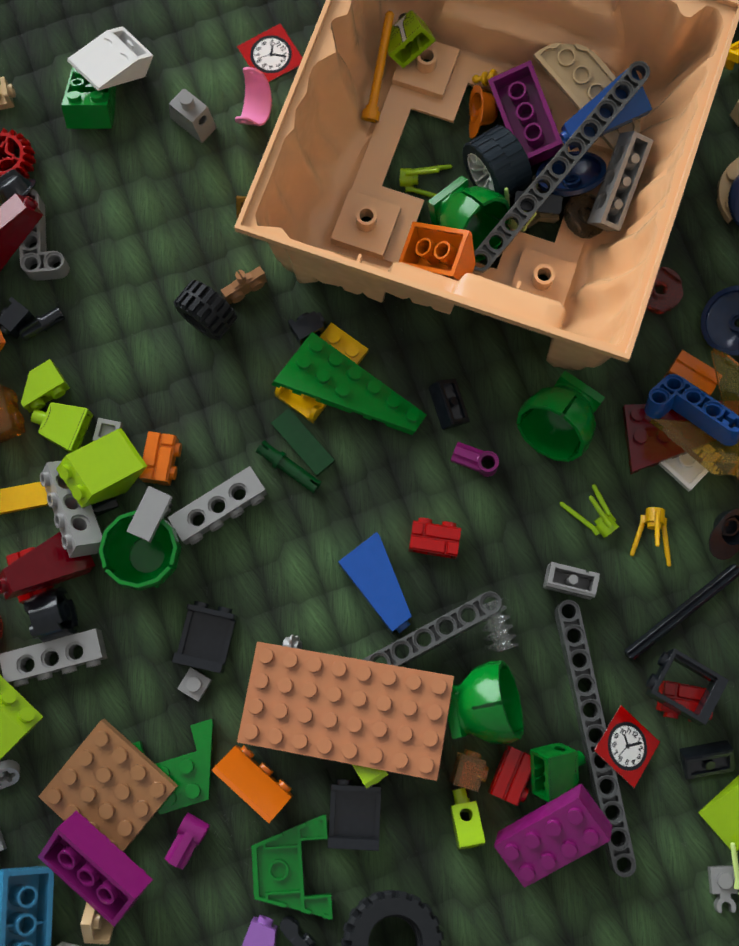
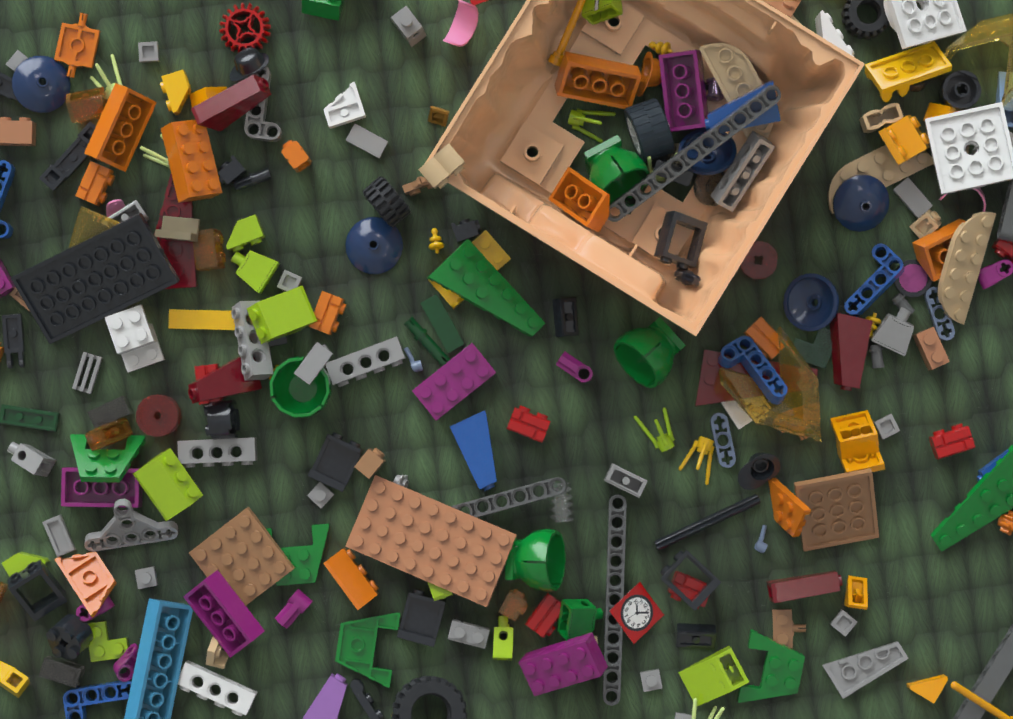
camera: 15 degrees right, 10 degrees up
(87, 282) = (296, 156): none -> orange brick
(137, 222) = (345, 108): none -> white wing
(170, 253) = (367, 141): none -> light grey tile
(205, 383) = (376, 259): none -> dark blue dish
(248, 627) = (370, 462): none -> medium nougat brick
(258, 218) = (442, 166): none -> tan brick
(274, 348) = (436, 244): none -> yellow hair
(281, 499) = (415, 365): none -> sand blue hand
(332, 506) = (454, 381): none -> magenta brick
(420, 822) = (468, 633): none -> light grey brick
(423, 123) = (597, 80): none -> orange brick
(560, 108) = (714, 90): none -> bush
(572, 255) = (670, 220): none -> black window
(587, 316) = (687, 277): none -> black axle
(666, 831) = (651, 680): none -> light grey plate
(675, 526) = (720, 455): none -> sand blue beam

